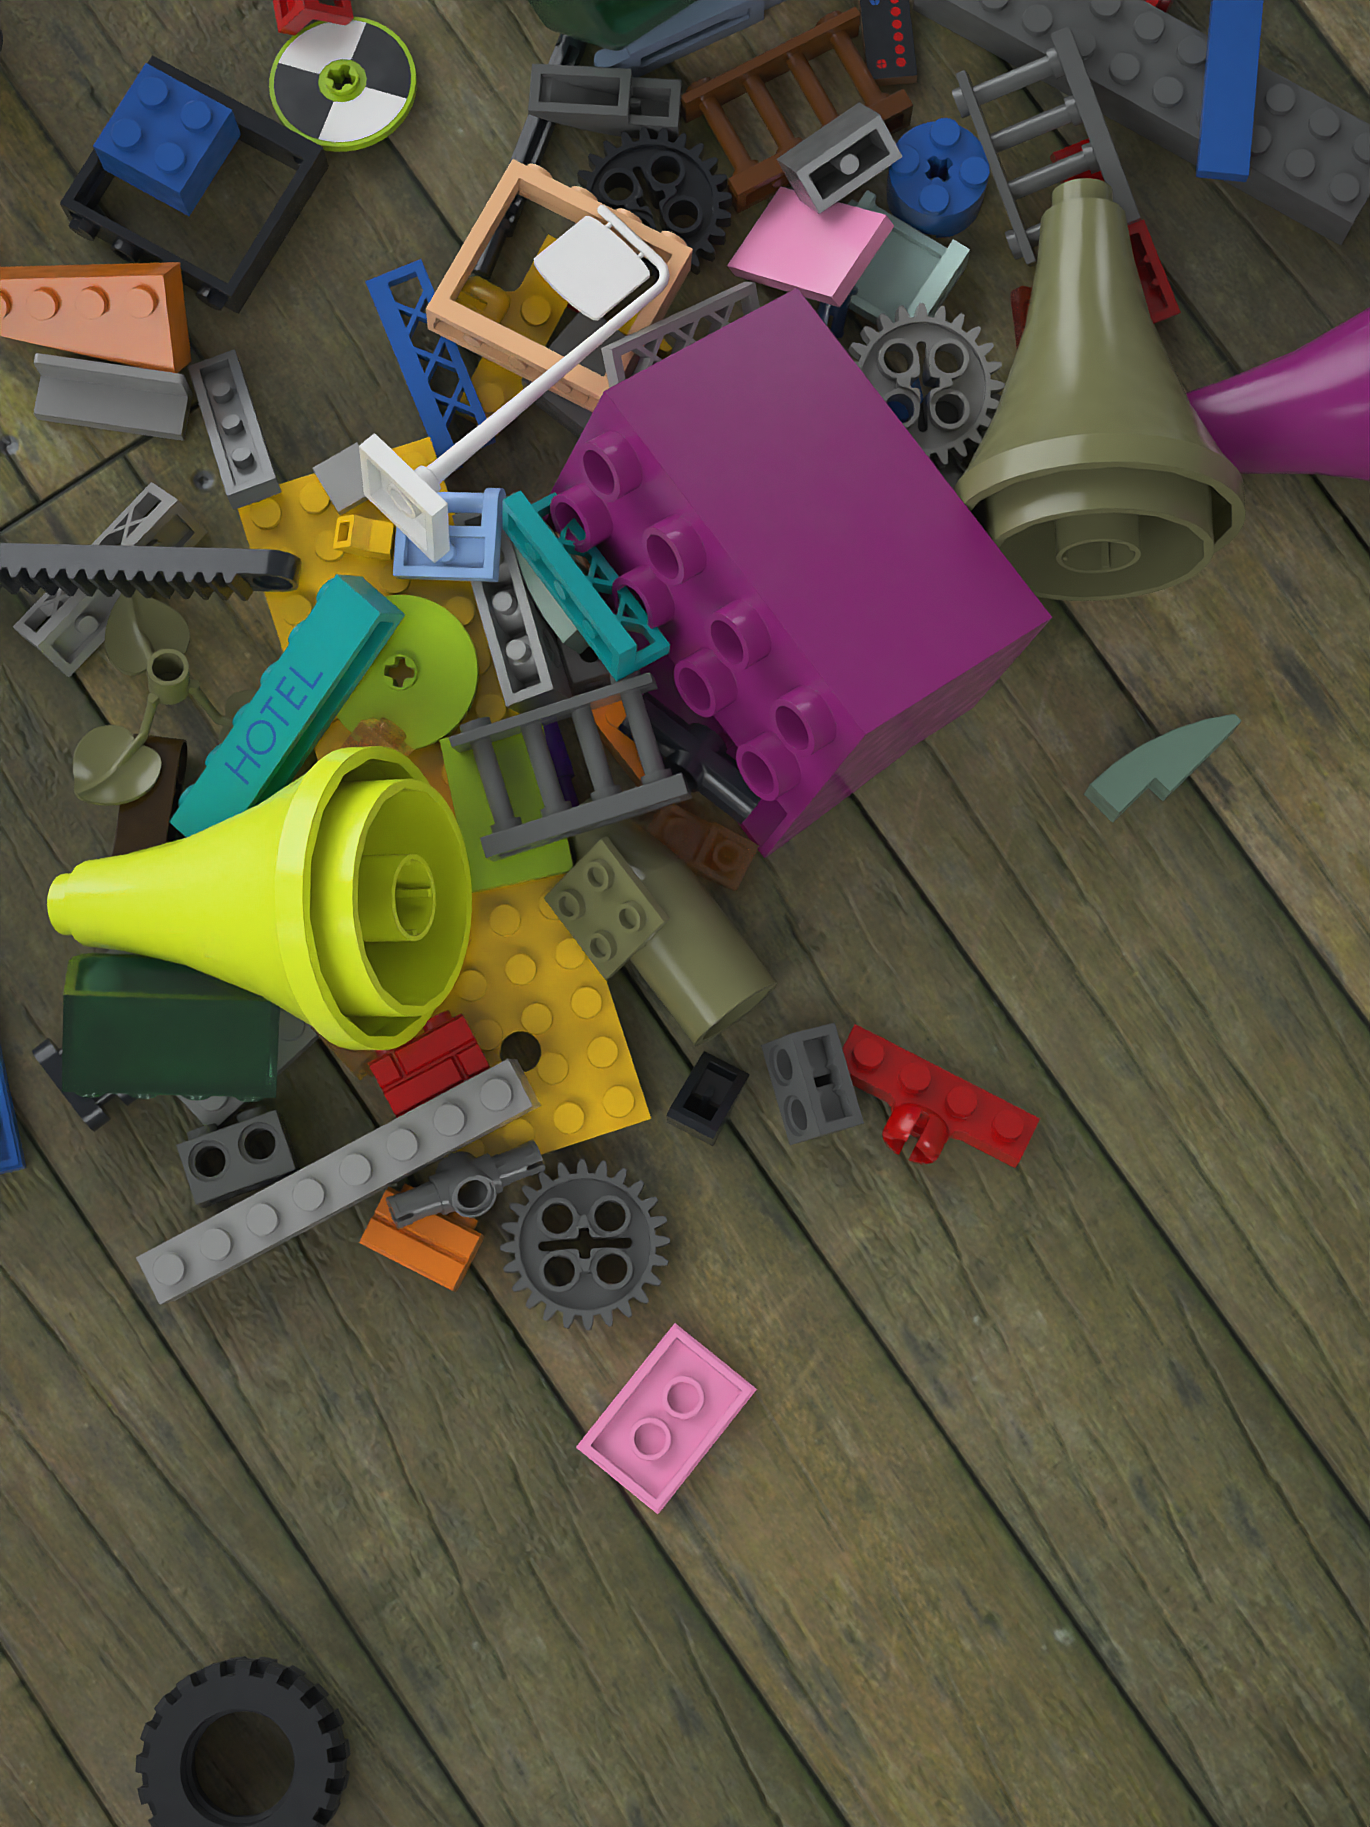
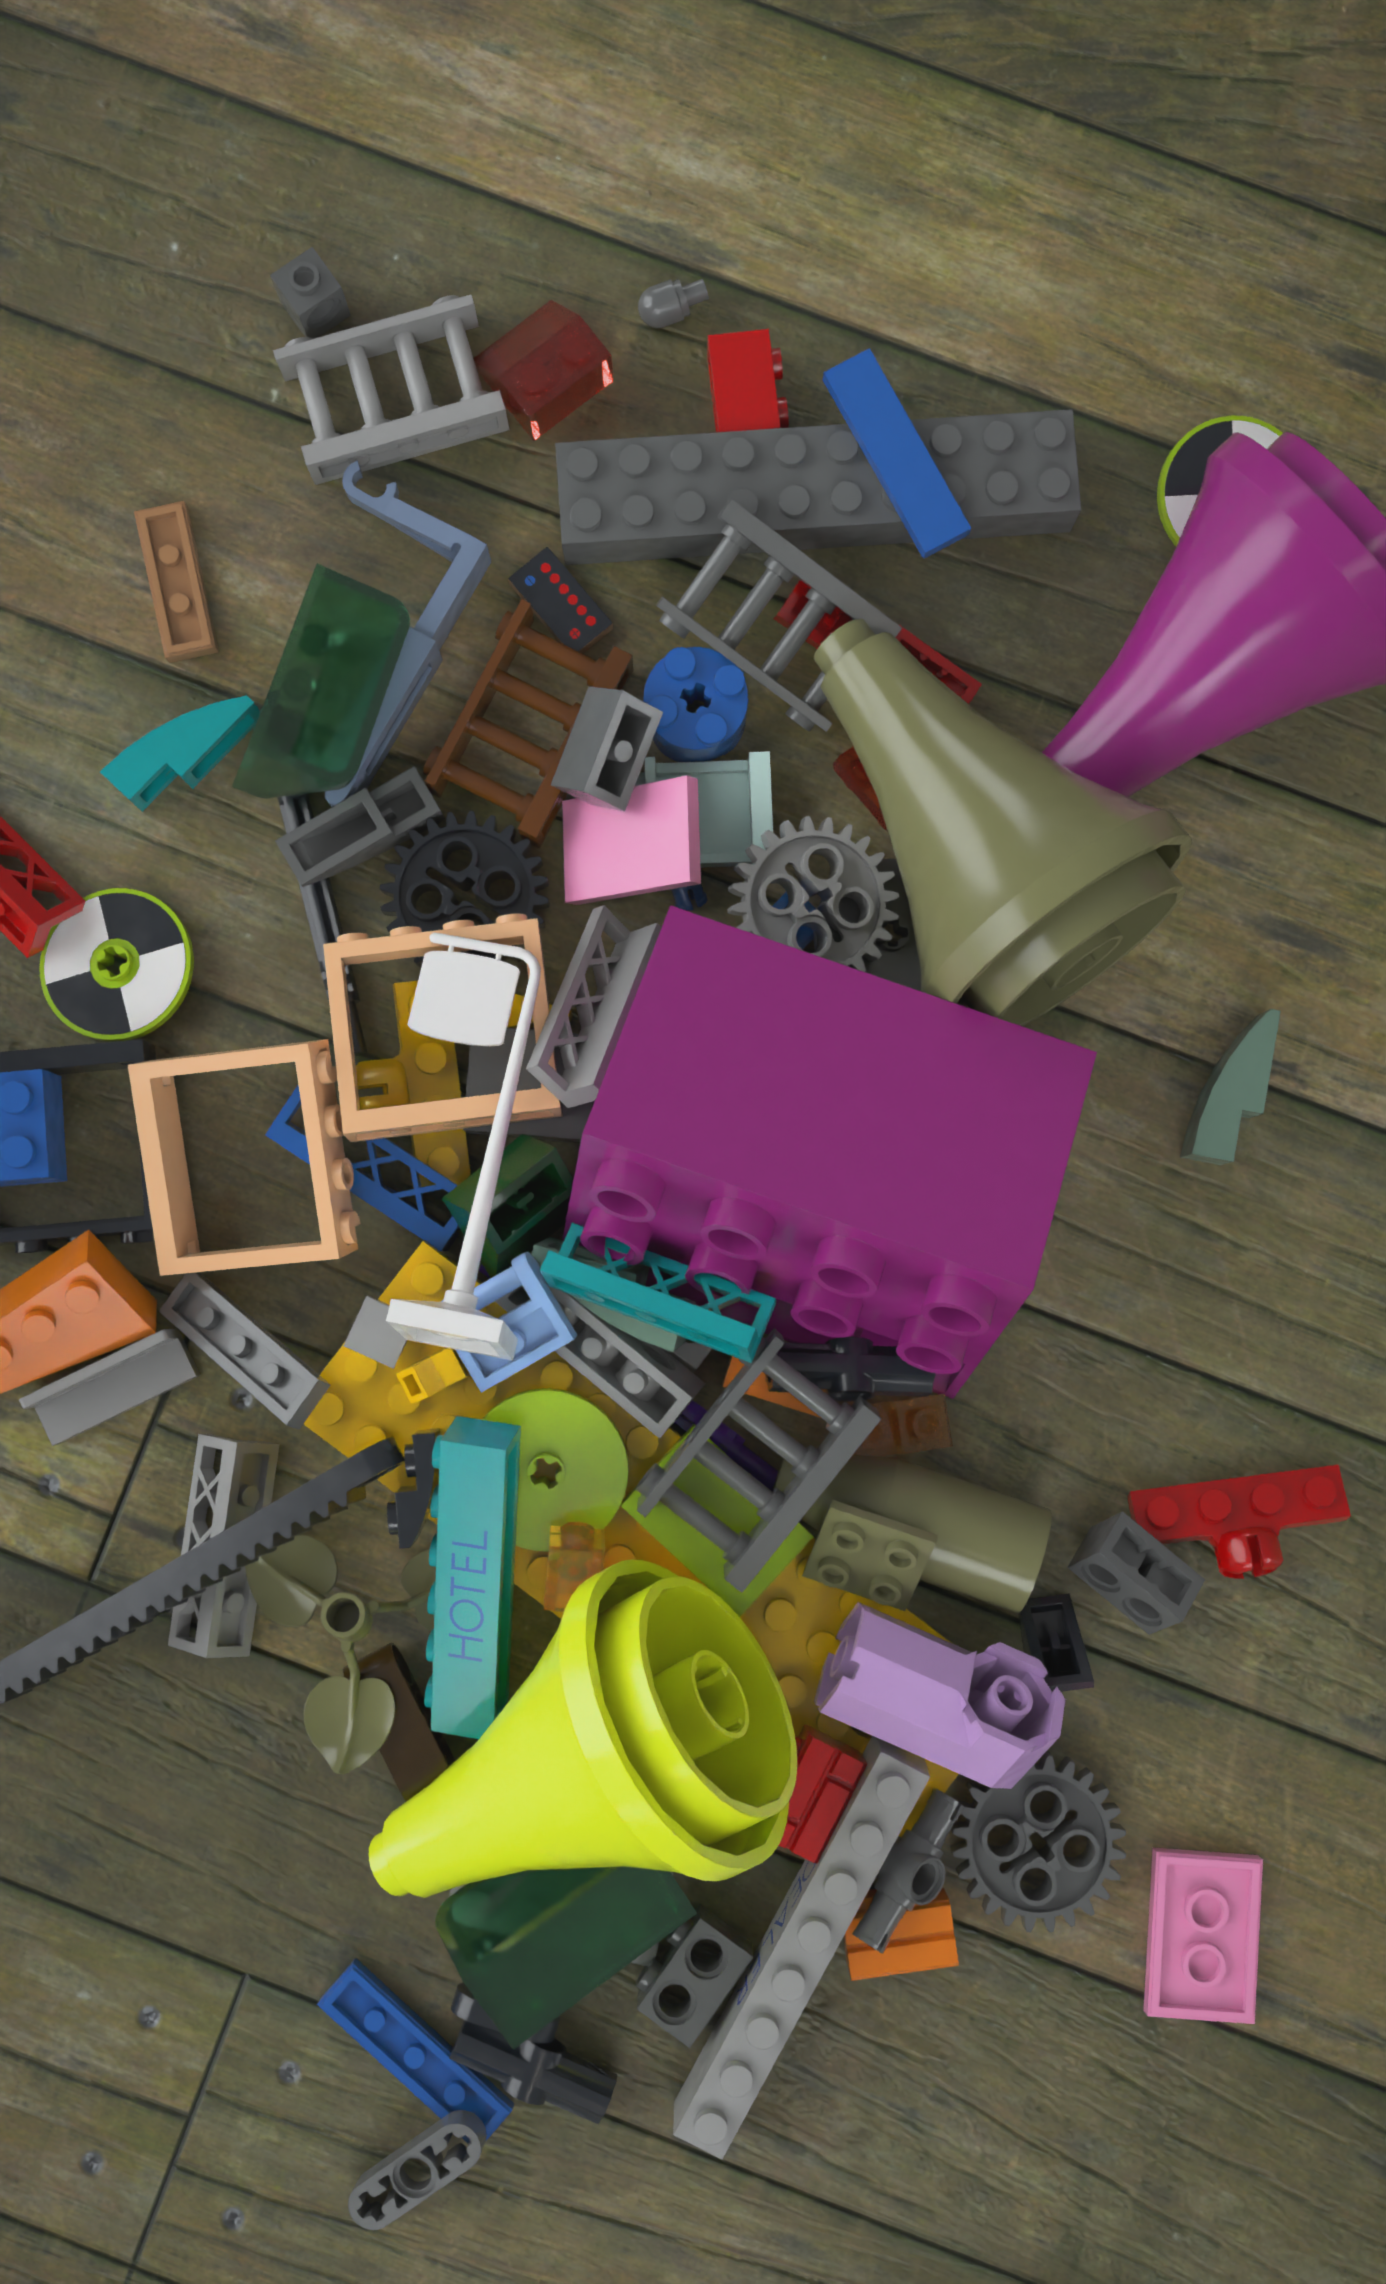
camera: 40 degrees left, 5 degrees up
(63, 1143) = (537, 2071): none -> black piece
(271, 628) = (412, 1503): none -> black slope
(274, 254) = (168, 1172): none -> light nougat window
(522, 455) = (527, 1201): none -> dark green slope
(583, 1058) = (949, 1705): none -> lavender brick

